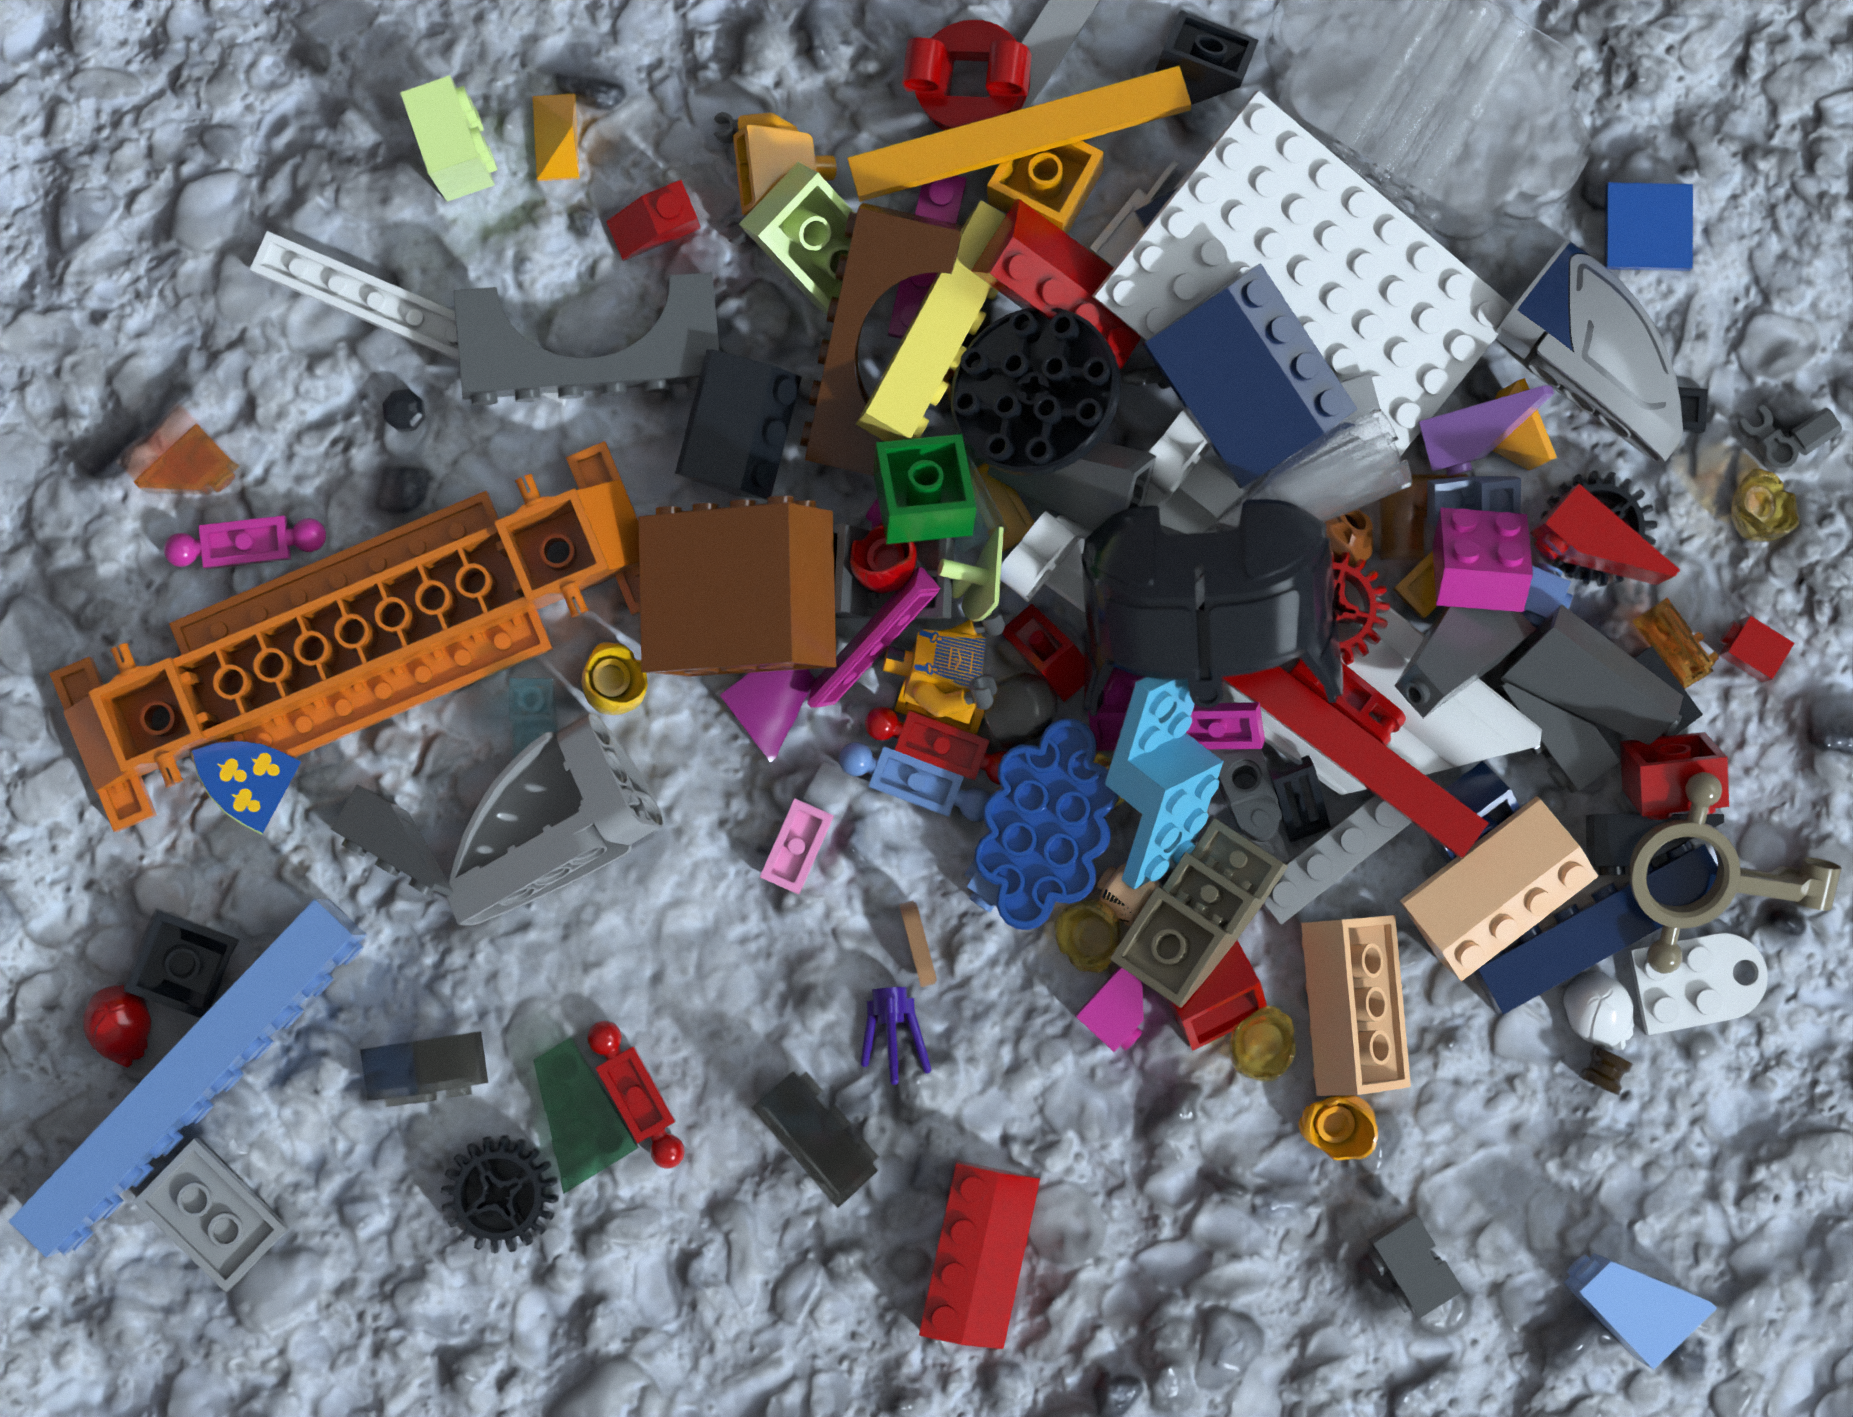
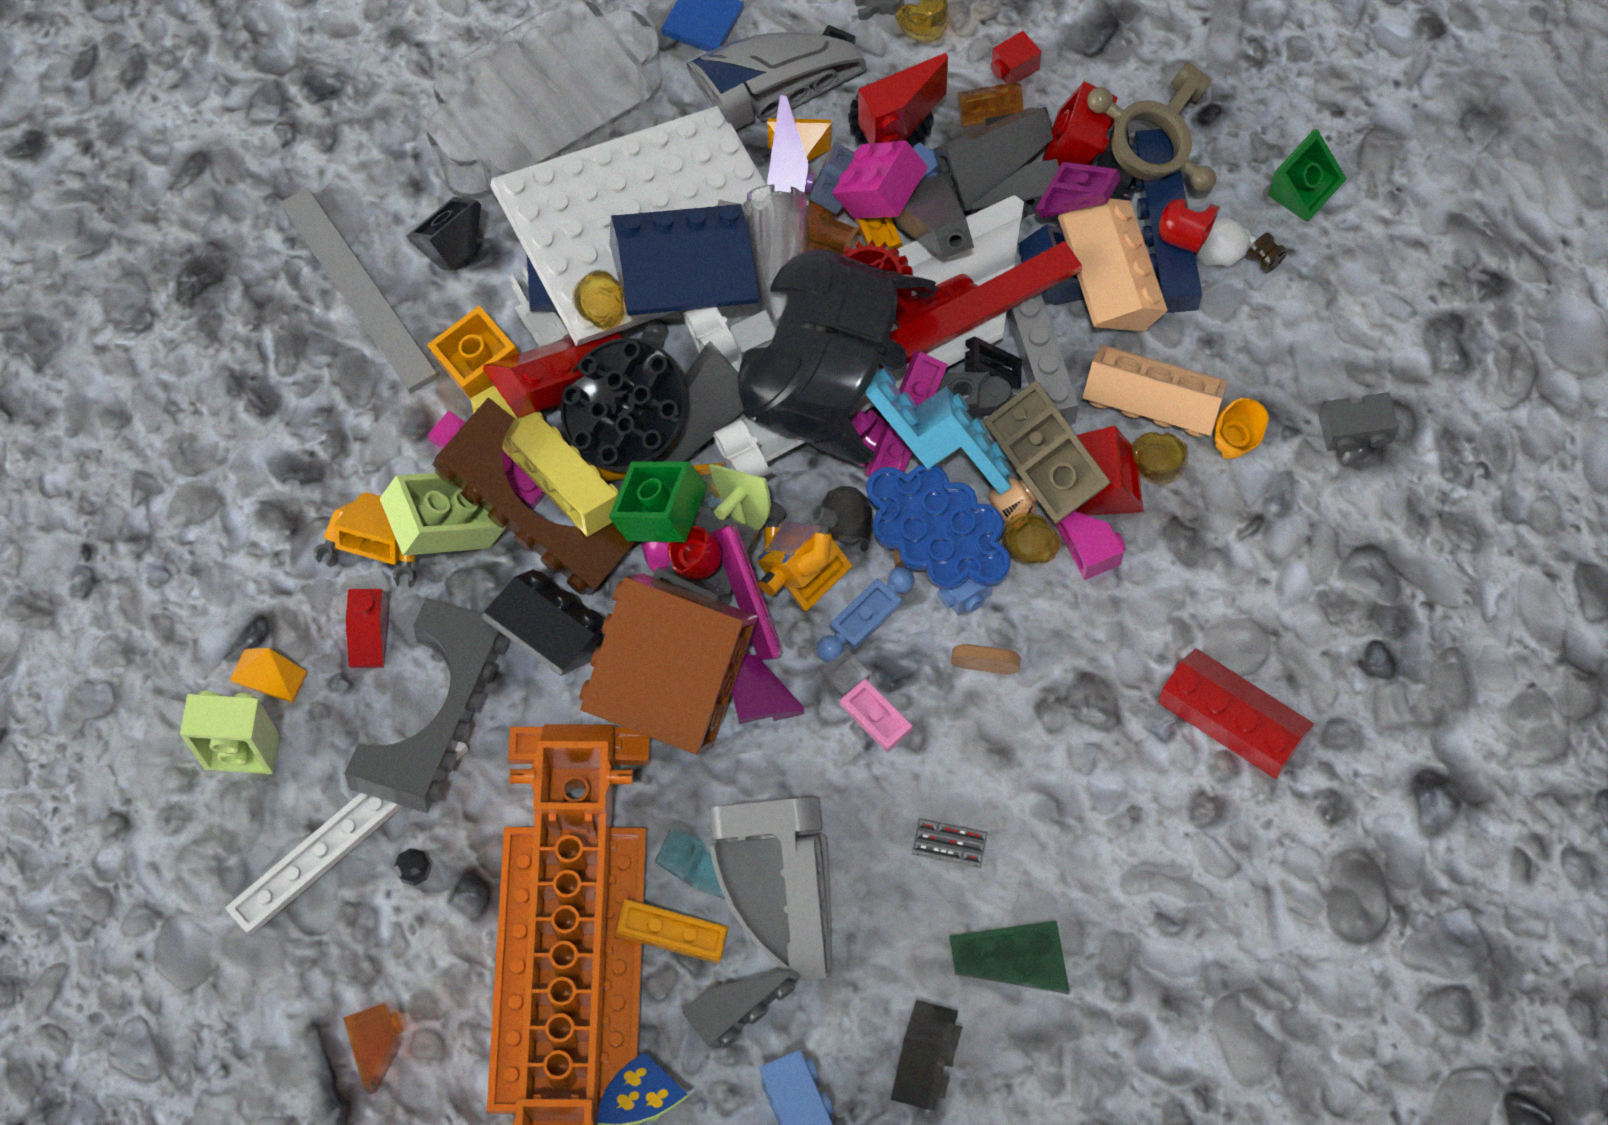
camera: 65 degrees left, 20 degrees down
(244, 542) = (452, 1027): dark pink plate -> none
(446, 729) = (671, 931): none -> light orange tile
(510, 1211) = (1065, 1036): black gear -> none
(613, 679) = (692, 791): yellow hair -> none
(636, 1094) = (1013, 907): red plate -> none
(683, 992) = (950, 843): none -> tile
(817, 1136) = (1102, 785): clear smoke slope -> none
(890, 1006) = (1026, 697): dark purple plant -> none
(931, 65) = (358, 361): red piece -> none
(935, 743) = (845, 587): red plate -> none
(1019, 133) = (437, 354): light orange tile -> none
(1047, 651) = (810, 484): red slope -> none
(1147, 299) = (599, 299): none -> clear yellow hair
(1572, 961) = (1186, 227): none -> red helmet
(1577, 806) = (1077, 188): none -> magenta wing
(1637, 1308) = (1443, 290): light blue slope -> none
(1701, 987) = (1236, 178): white plate -> none
(1736, 1083) = (1307, 177): none -> green slope

